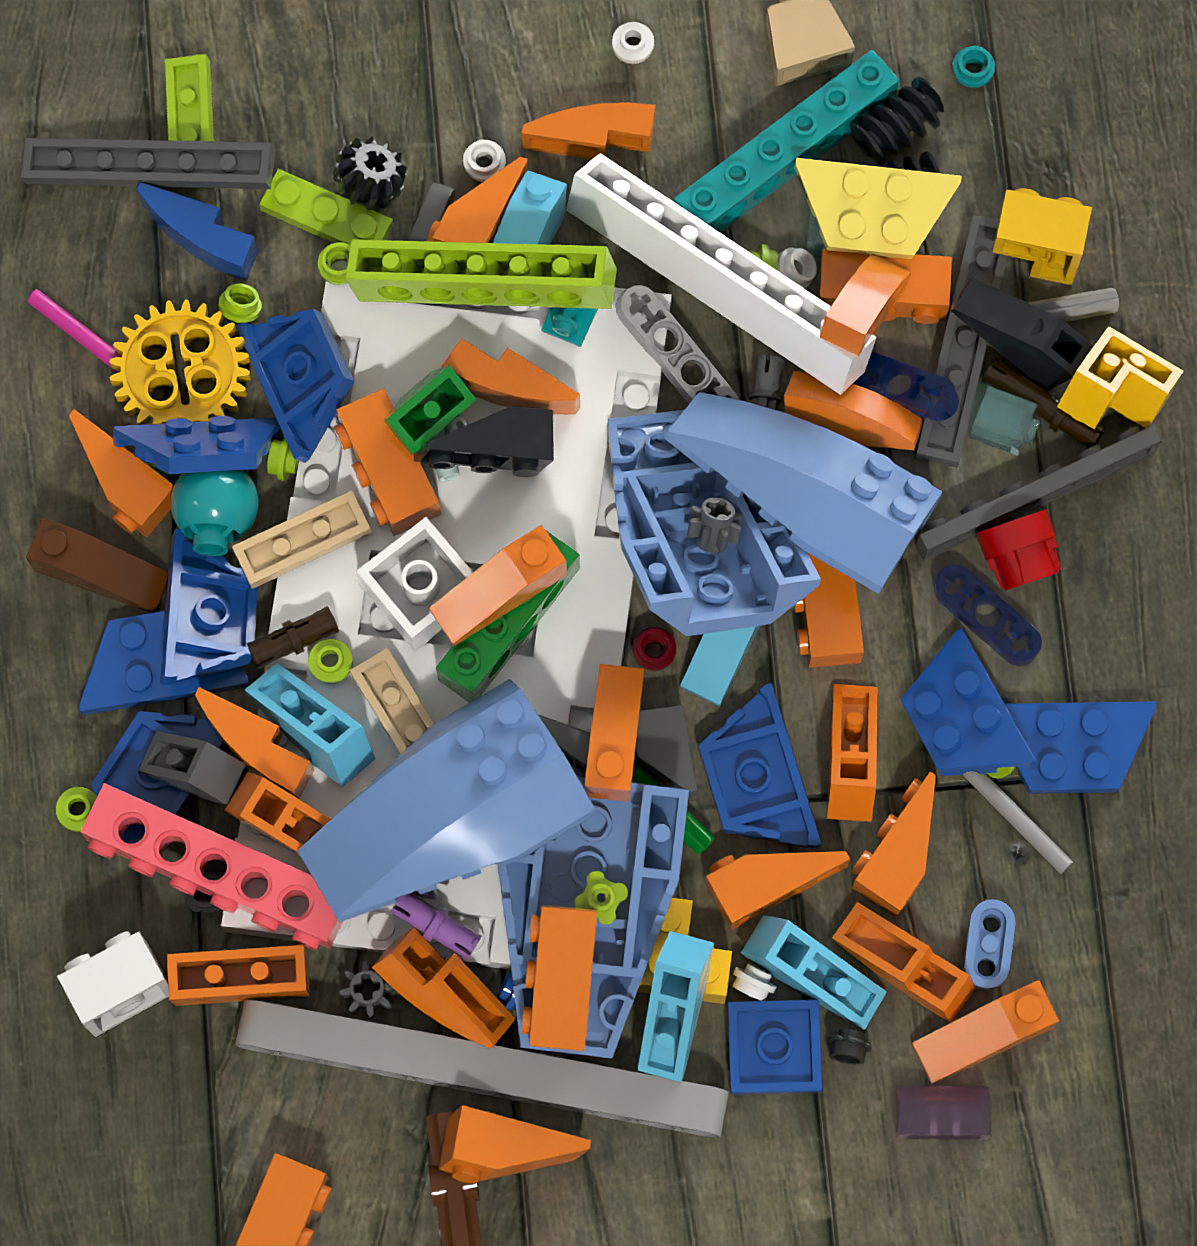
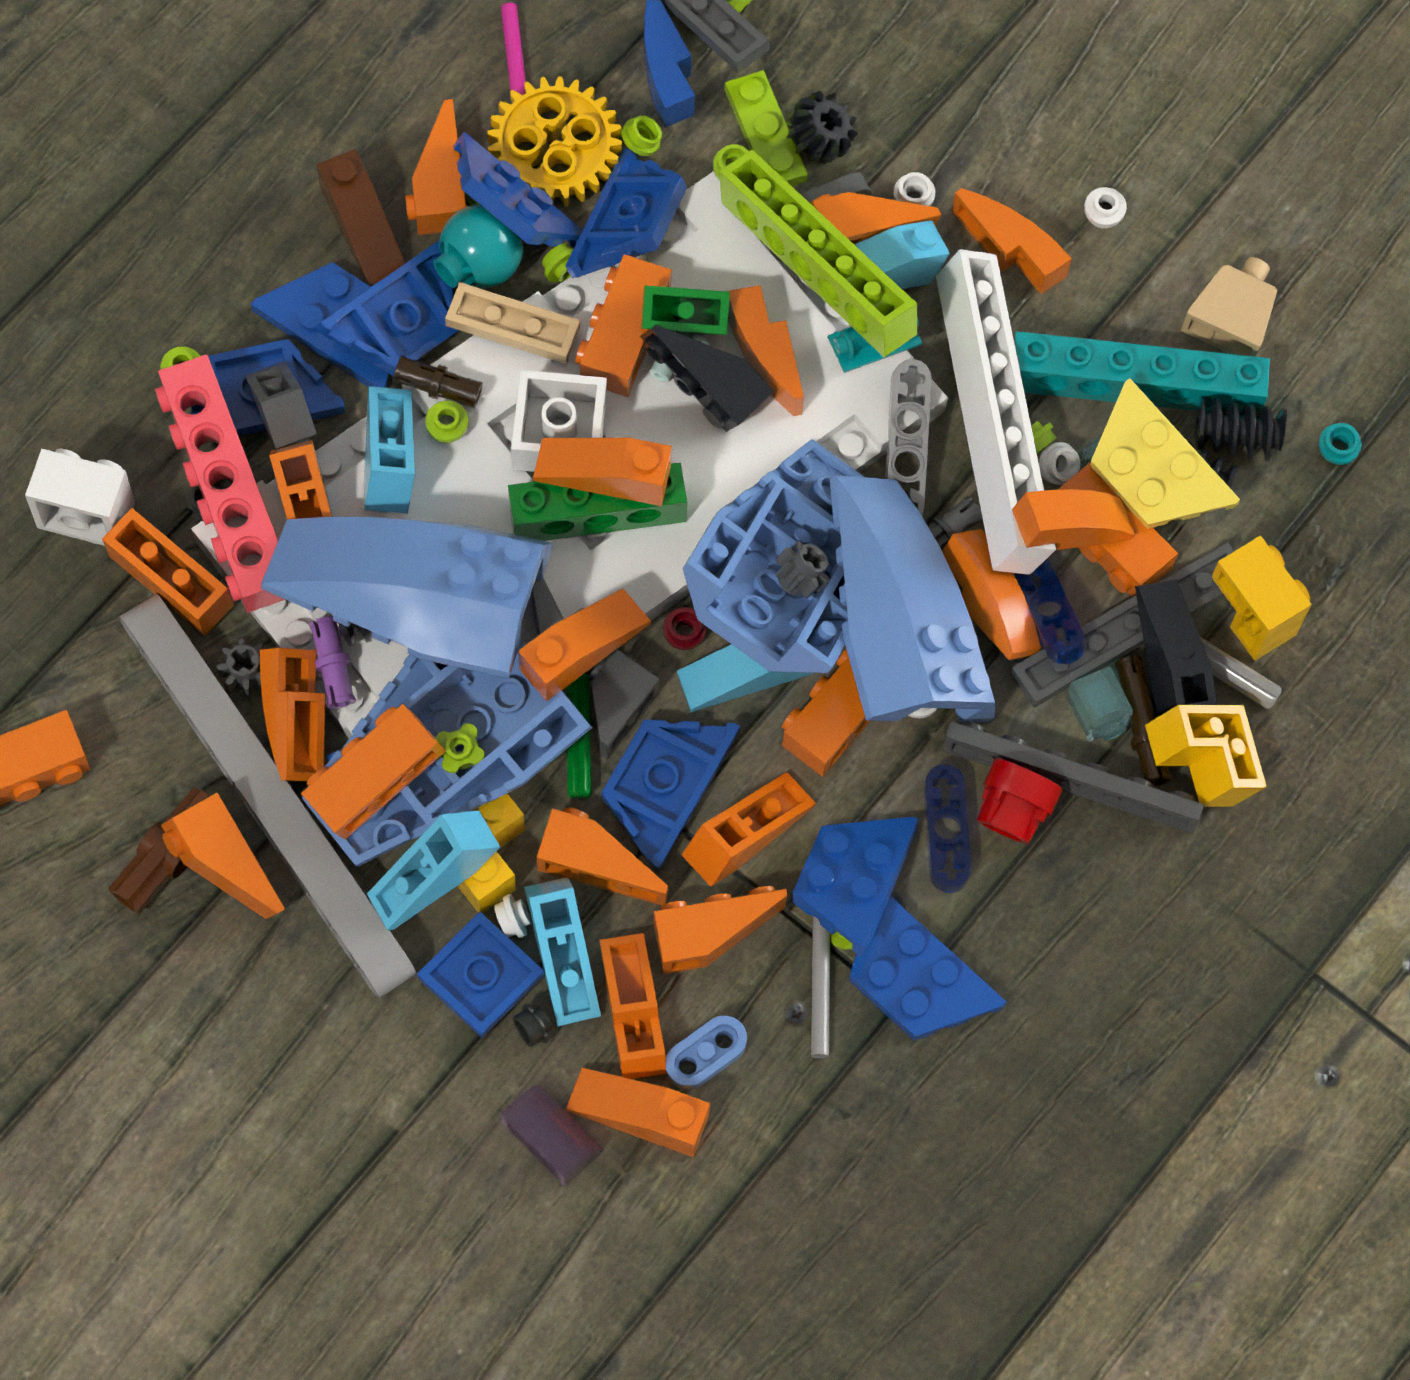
camera: 40 degrees right, 5 degrees down
(256, 743) = (337, 428): orange slope -> none
(392, 699) = (462, 482): tan plate -> none

